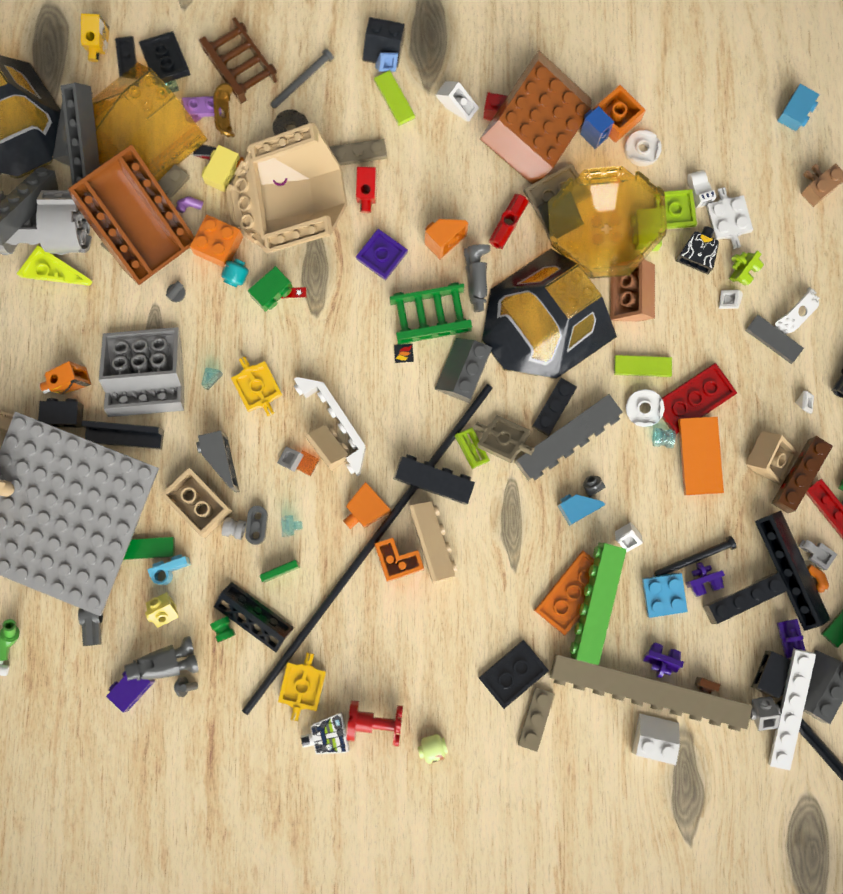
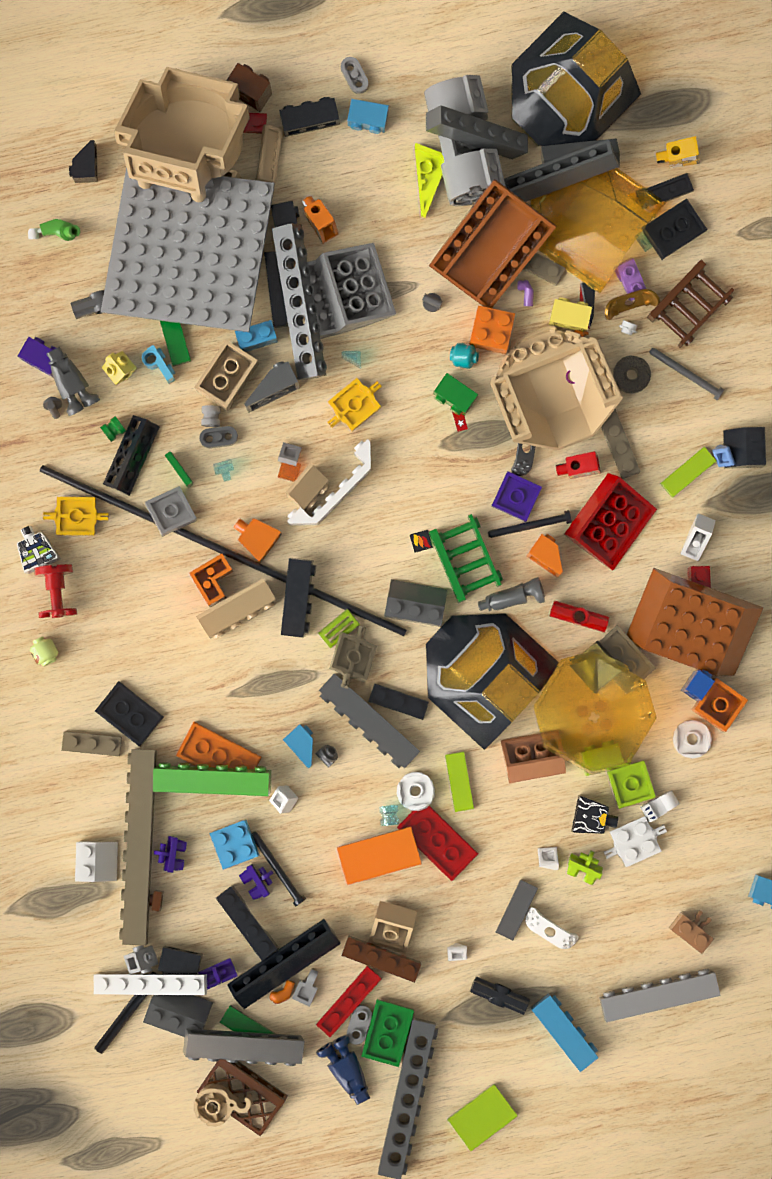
camera: 80 degrees right, 5 degrees up
(72, 415) = (292, 294): none -> dark grey brick
(166, 460) = (259, 336): none -> dark azure brick
(246, 120) = (628, 327): none -> white plate
(319, 588) = (170, 511): none -> light grey plate
(348, 238) = (523, 461): none -> dark grey piece
(411, 213) = (531, 525): none -> black bar
(424, 174) = (610, 521): none -> red slope

